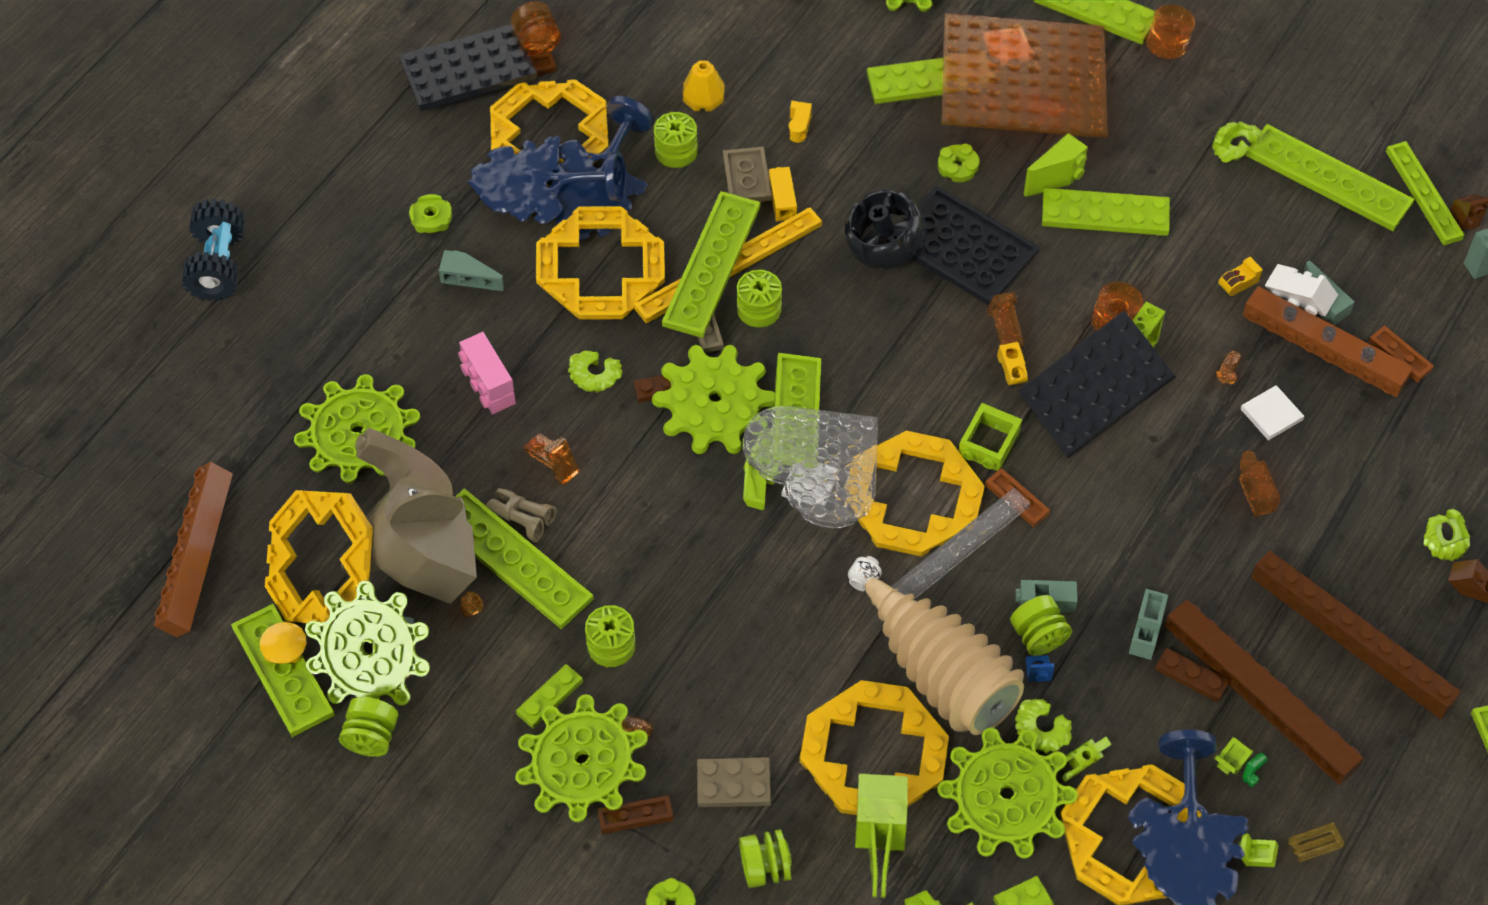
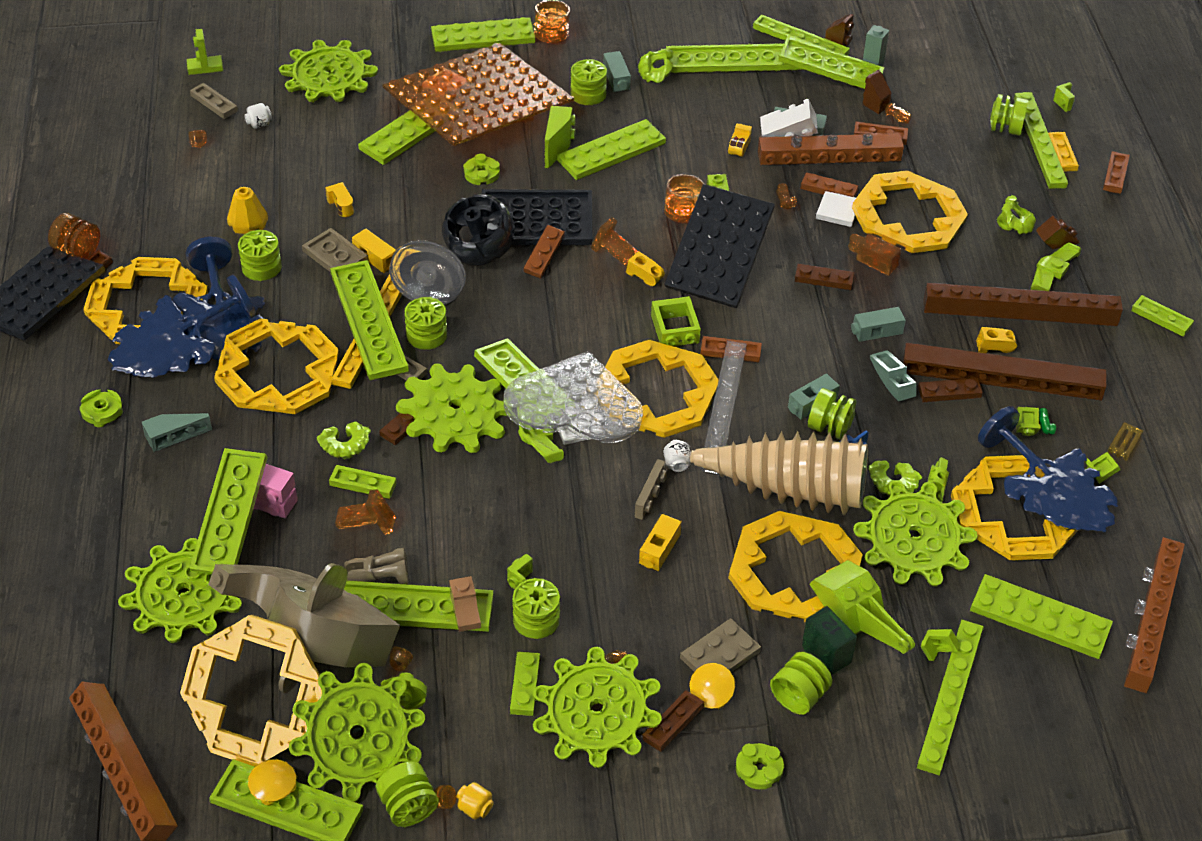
camera: 40 degrees left, 10 degrees down
(400, 749) = (446, 796): none -> clear orange tile
(418, 769) = (474, 800): none -> yellow head
(434, 382) = (229, 510): none -> lime plate
(440, 635) = (414, 694): none -> lime plate
(554, 592) = (464, 603): none -> medium nougat arch
(578, 421) = (362, 481): none -> lime plate
(630, 591) = (519, 570): none -> lime bracket
(694, 807) = (713, 685): none -> yellow dish
(772, 646) = (660, 542): none -> yellow brick
(805, 247) = (427, 271): none -> clear dish
(811, 590) = (650, 489): none -> dark tan plate
(824, 838) = (829, 640): none -> clear green brick
(934, 287) = (544, 251): none -> dark orange plate
(1144, 123) = (588, 82): none -> lime wheel
(1184, 562) = (878, 324): none -> sand green brick
(1185, 478) = (824, 276): none -> reddish brown plate
(1189, 125) = (617, 71): none -> sand green brick
(1286, 380) = (820, 184): none -> dark orange plate
(1289, 654) = (996, 339): none -> yellow leg
(1385, 445) = (945, 227): none -> yellow plate
(1422, 243) = (827, 62): none -> lime plate
(1435, 614) = (1054, 266): none -> lime plate
(1437, 305) = (876, 93): none -> reddish brown slope
(1443, 341) = (898, 113): none -> clear orange arm

